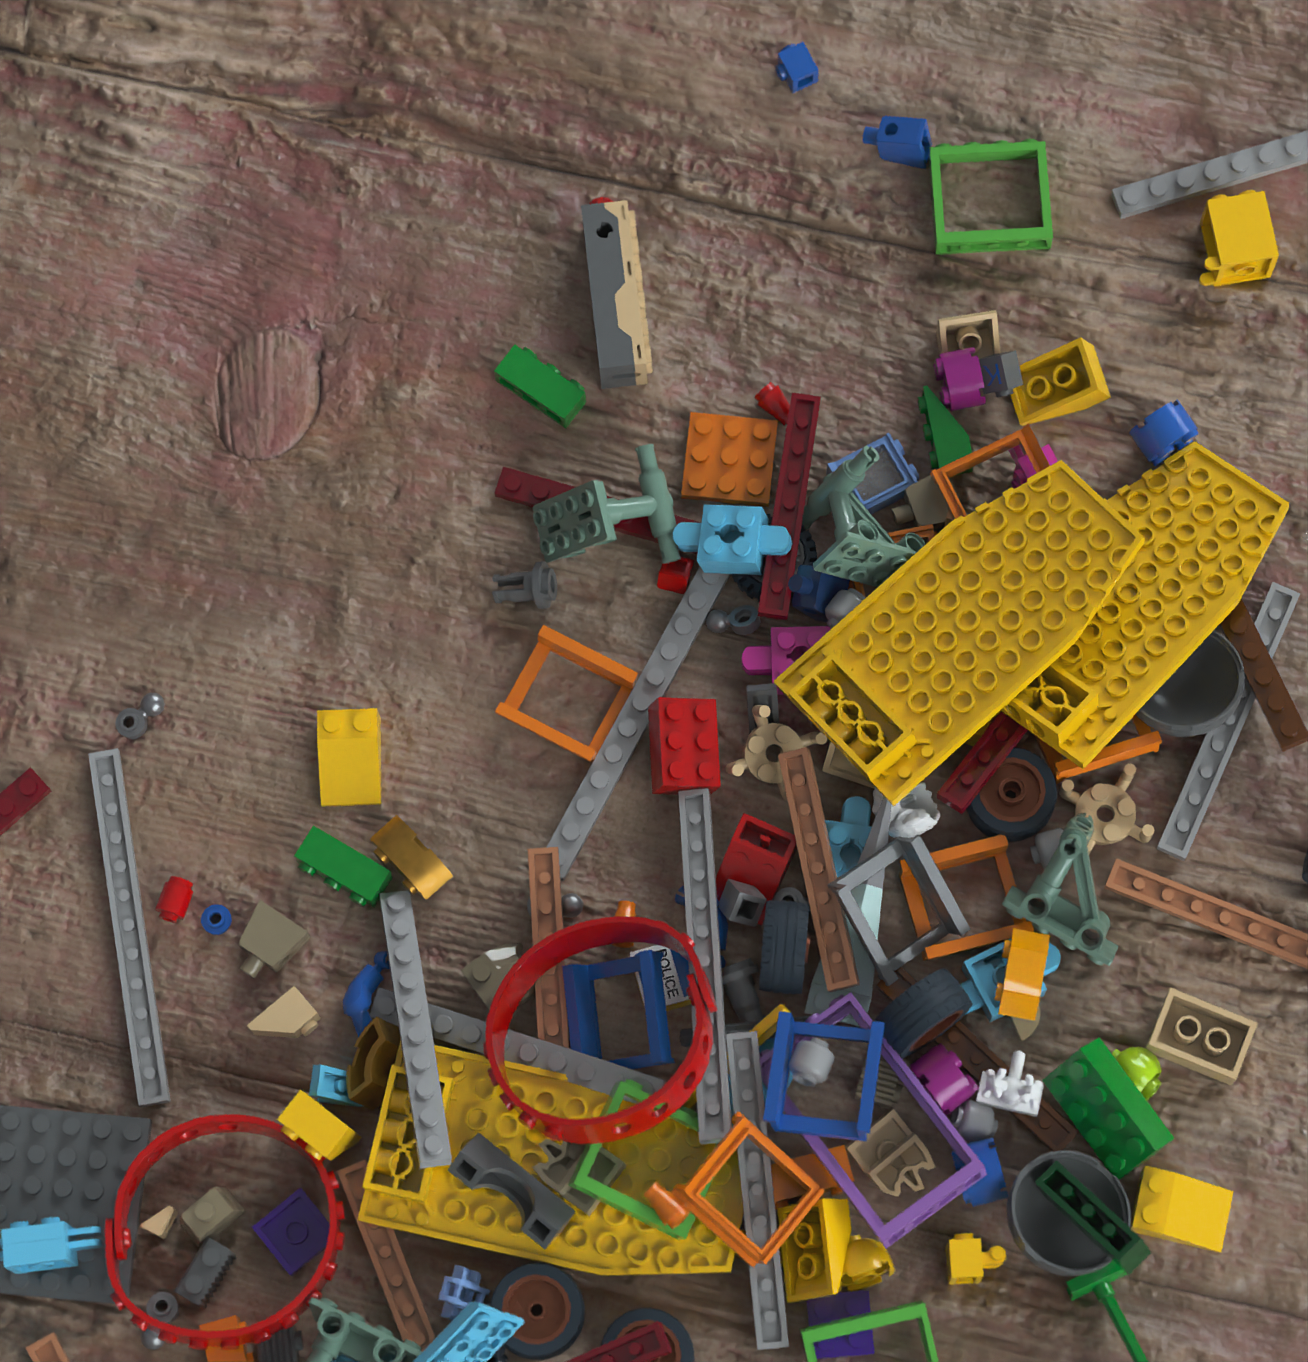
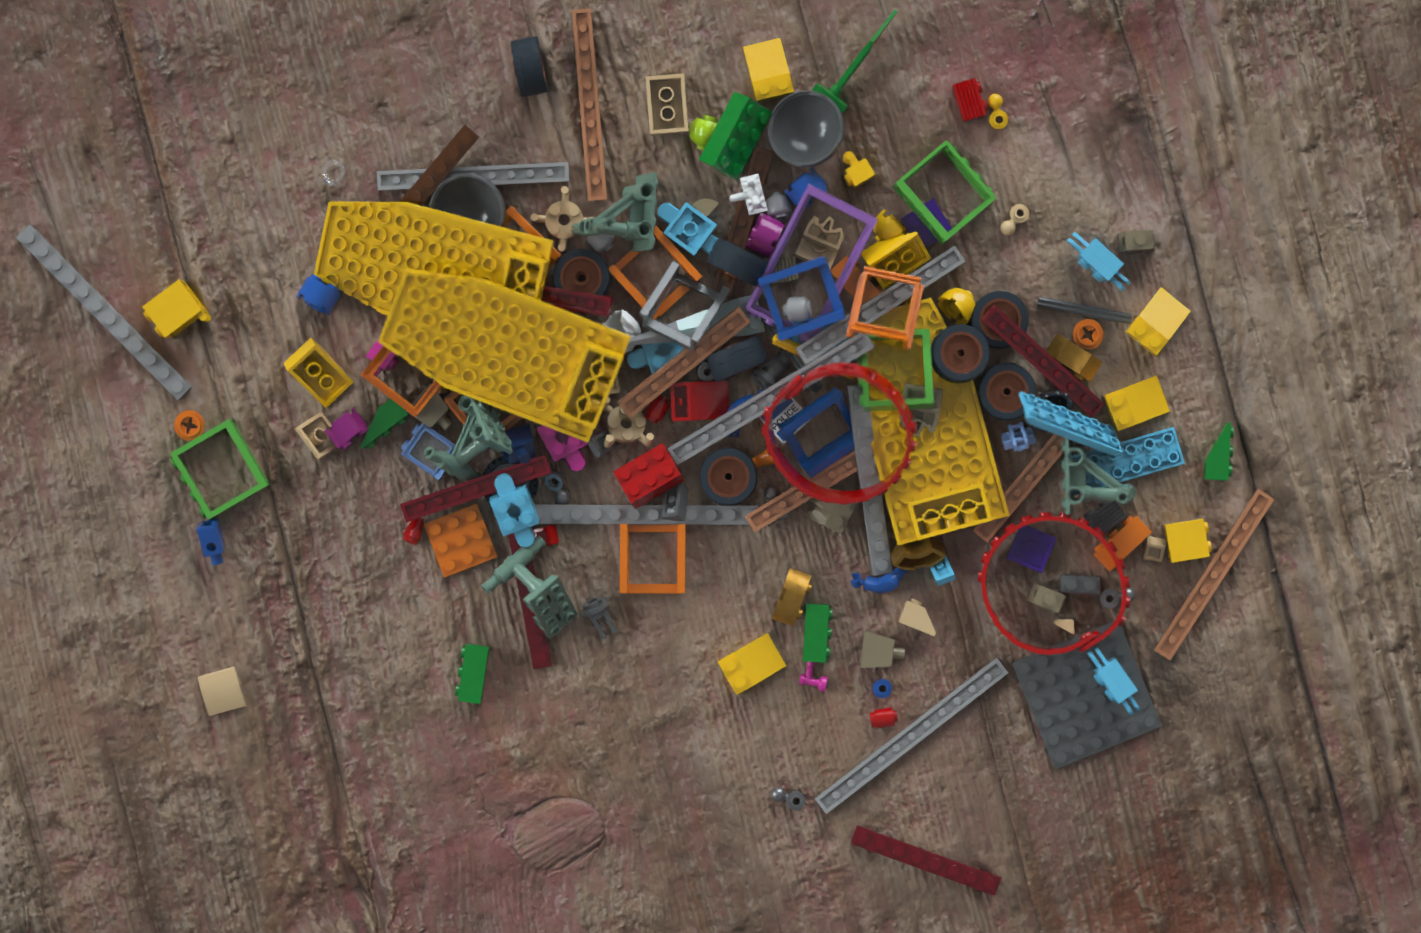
camera: 120 degrees left, 15 degrees up
(285, 823) = (808, 680): none -> dark pink piece
(317, 1127) = (972, 563): yellow slope -> none
(415, 1030) = (889, 539): light grey plate -> none
(486, 1166) = (945, 458): dark grey arch -> none
(602, 1271) = (945, 357): none -> wheel
(616, 293) = (394, 659): dark grey piece -> none
(626, 765) = (675, 503): none -> dark grey slope
(627, 877) = (713, 476): none -> wheel
(667, 1205) = (918, 346): orange cone -> none
(692, 62) = (221, 691): none -> tan slope
(700, 1307) = (957, 304): none -> yellow cylinder
(741, 903) = (724, 395): dark grey brick -> none
(771, 806) = (657, 409): none -> red brick
(796, 67) = (193, 627): blue brick -> none
(841, 605) = (522, 426): light grey head -> none
(1001, 373) = (330, 408): dark grey brick -> none
(1023, 974) = (686, 217): light orange brick -> none
(1069, 176) = (182, 430): none -> orange gear
(1093, 1217) = (803, 114): dark green brick -> none

